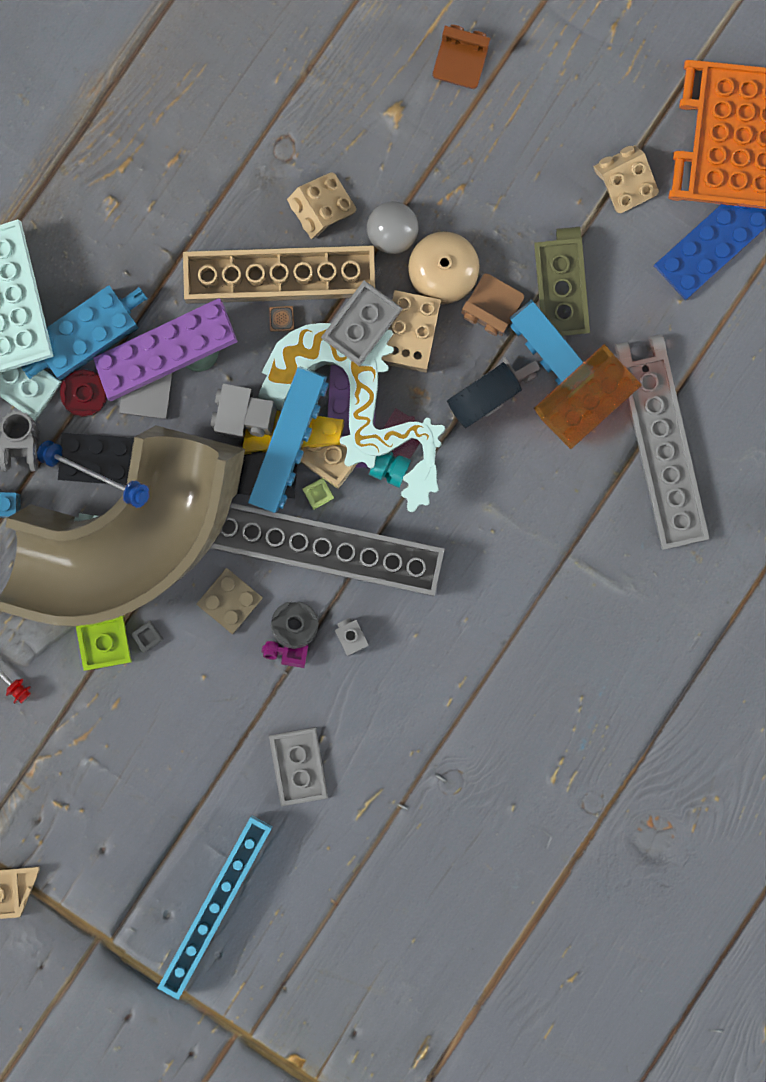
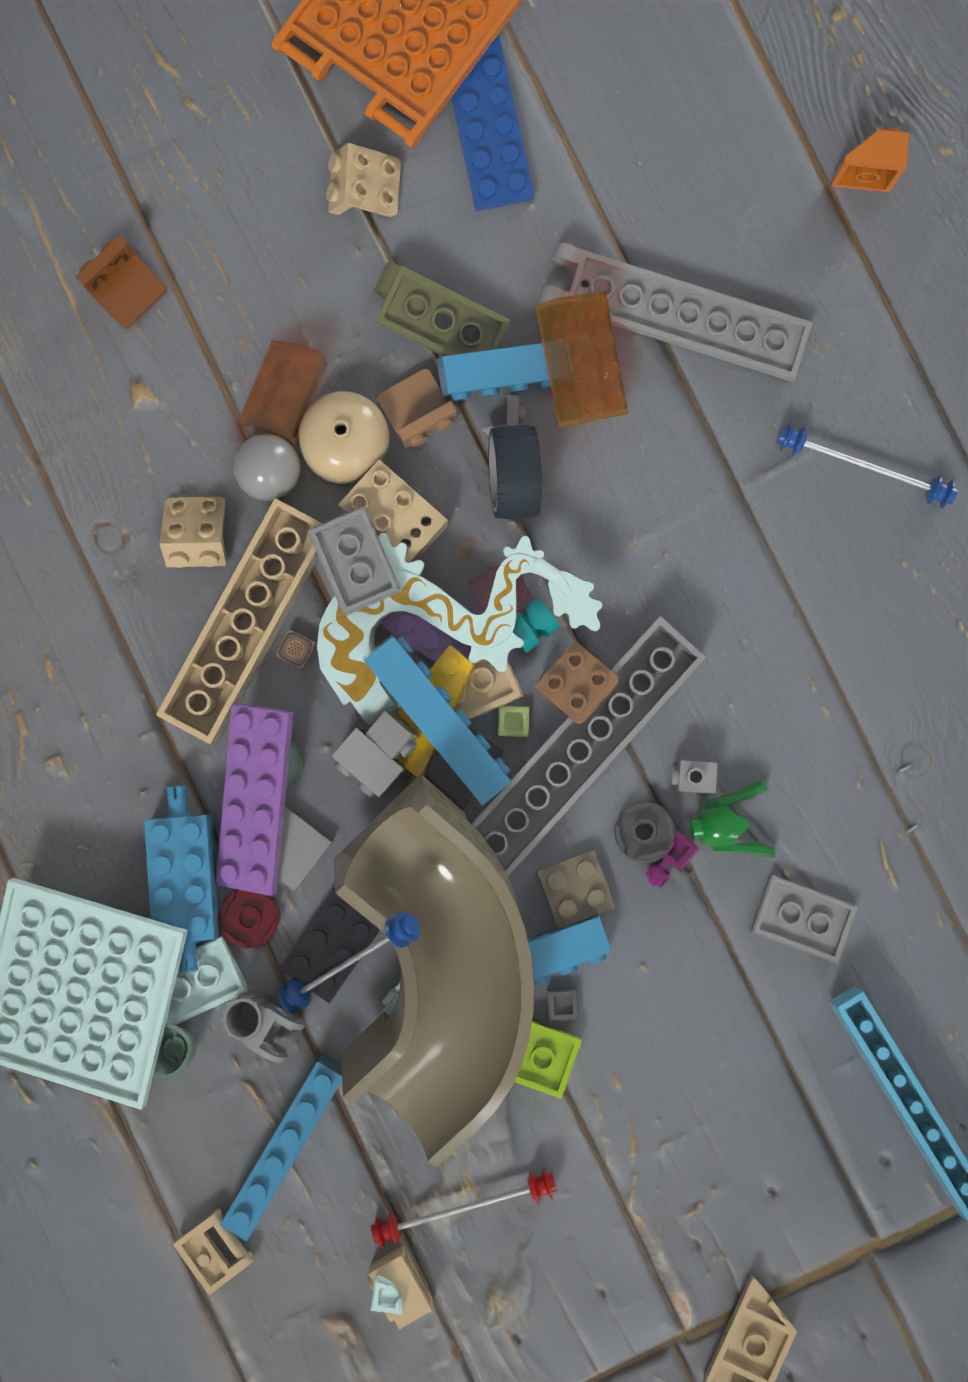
camera: 60 degrees left, 0 degrees up
(184, 616) = (568, 947): none -> dark azure brick
(326, 672) = (720, 827): none -> green piece
(367, 519) = (577, 683): none -> medium nougat bracket
(452, 207) = (283, 389): none -> clear orange slope
(643, 689) = (934, 490): none -> blue axle

